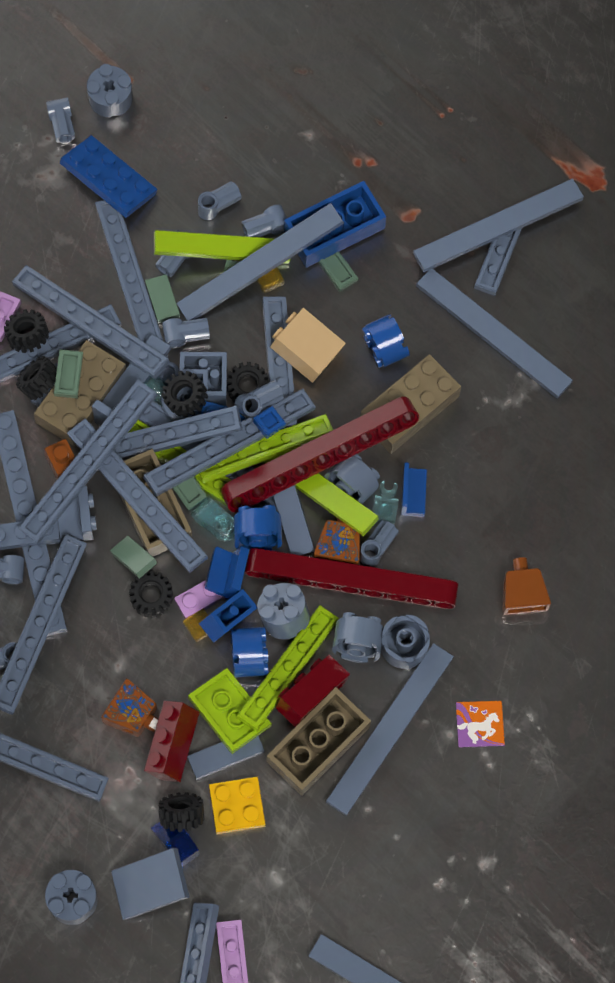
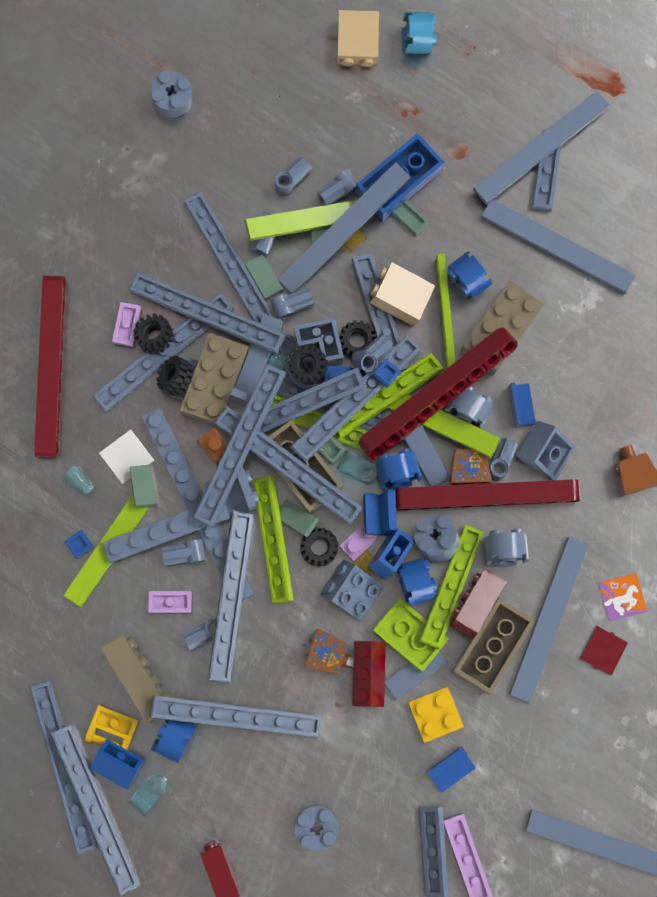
camera: 15 degrees left, 10 degrees up
(60, 115) = (133, 126): sand blue piece -> none
(68, 374) = (202, 368): sand green tile -> none
(102, 576) = (273, 540): none -> lime tile
(108, 176) = (189, 174): blue plate -> none
(150, 883) = (381, 802): sand blue tile -> none
(174, 839) = (391, 757): clear blue slope -> none
(177, 648) = (352, 589): none -> sand blue bracket
(181, 811) = (393, 742): black tyre -> none
(239, 868) = (451, 769): none -> blue panel
(325, 74) = (358, 38): none -> tan brick
(352, 368) = (445, 310): none -> lime tile
(385, 505) = (501, 424): clear light blue plate -> none
(391, 81) = (418, 32): none -> dark azure brick
(399, 630) = (556, 537): sand blue brick -> none
(429, 544) = (546, 450): none -> sand blue slope
(444, 777) = (604, 650): none -> dark red piece

